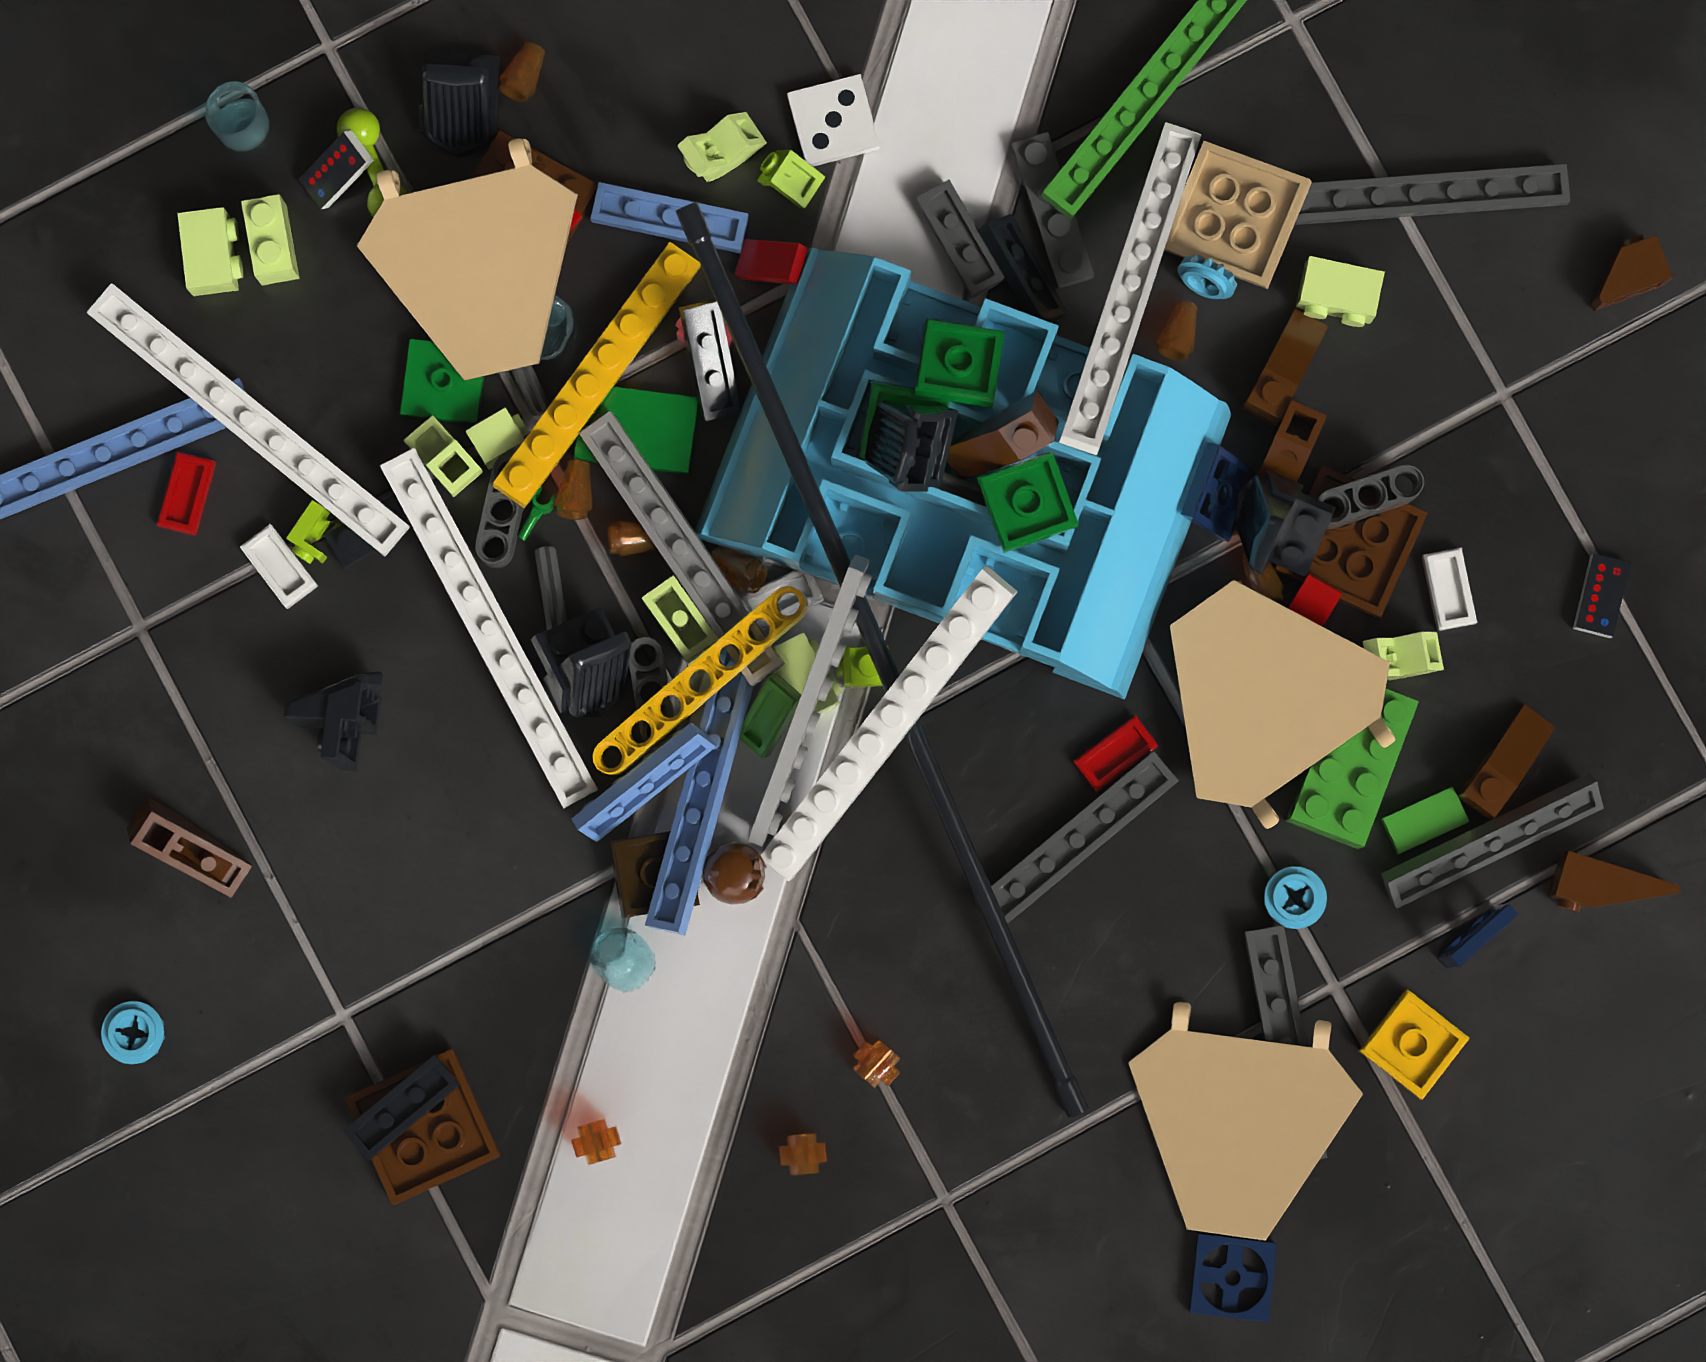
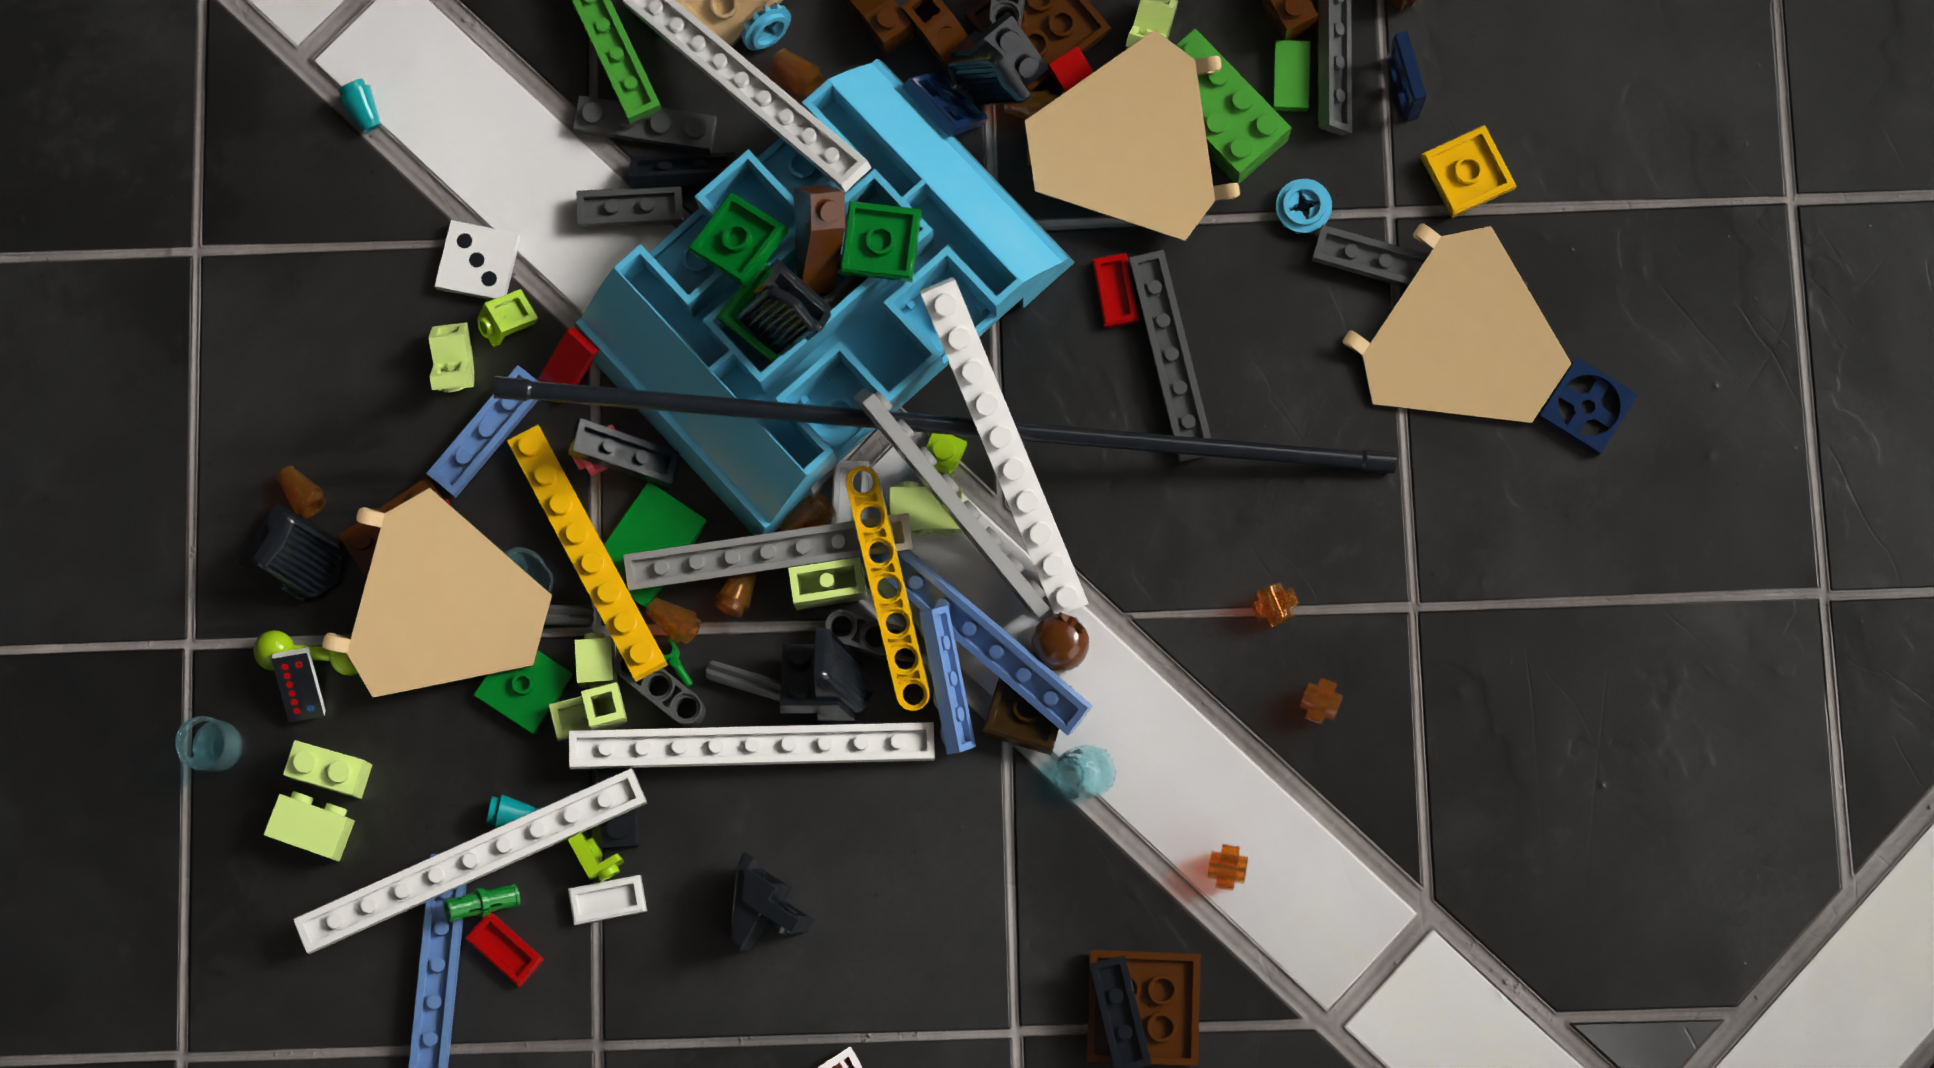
camera: 55 degrees left, 5 degrees down
(215, 449) = (481, 902): none -> green pin
(315, 430) = (506, 810): none -> teal cone
(769, 715) = (944, 548): bright green tile -> none

